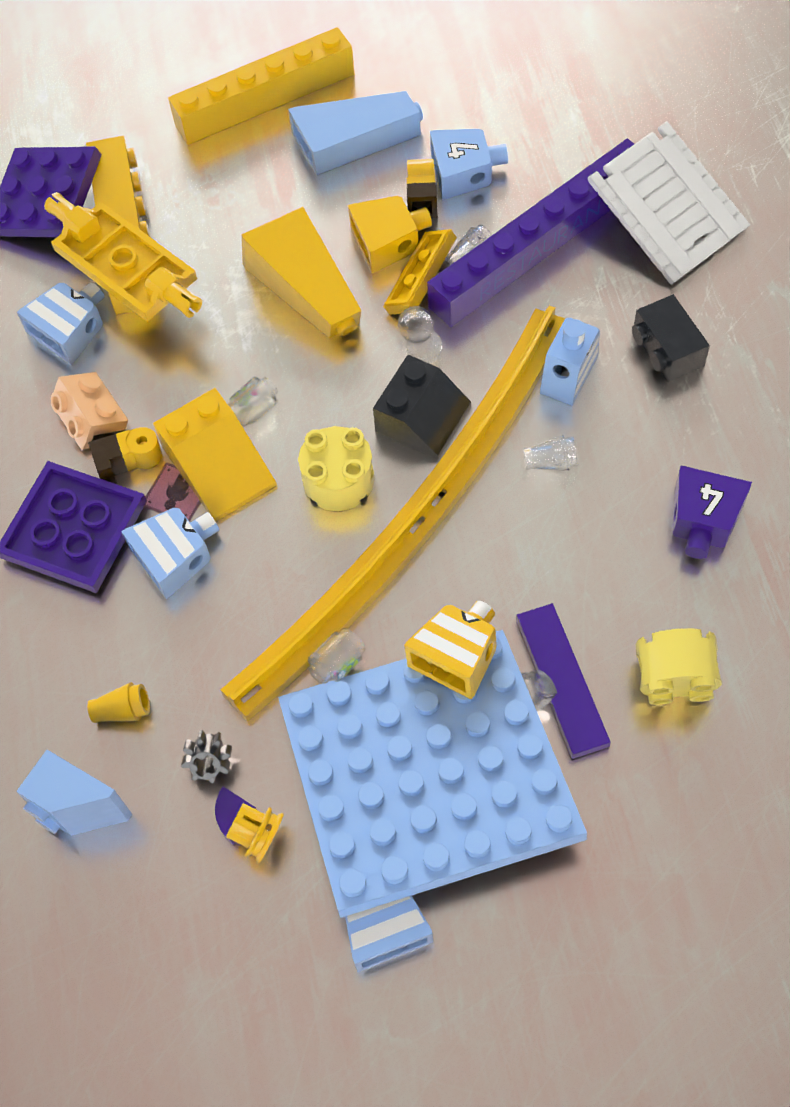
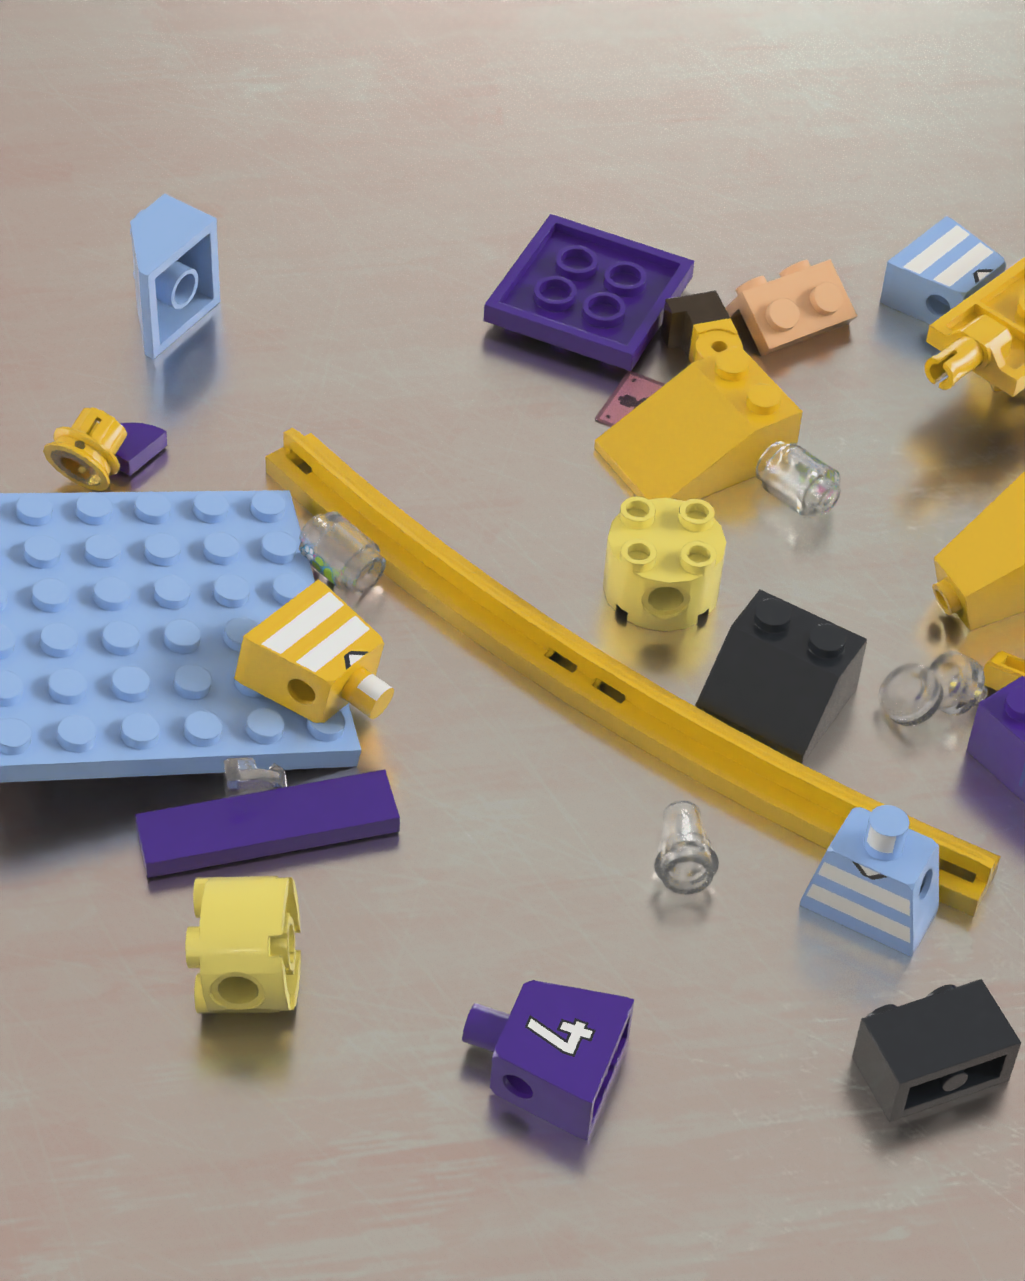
camera: 85 degrees right, 15 degrees down
(122, 704) = (304, 340): yellow cone -> none
(171, 547) = (538, 383): light blue torso -> none
(217, 756) = (207, 409): gear -> none

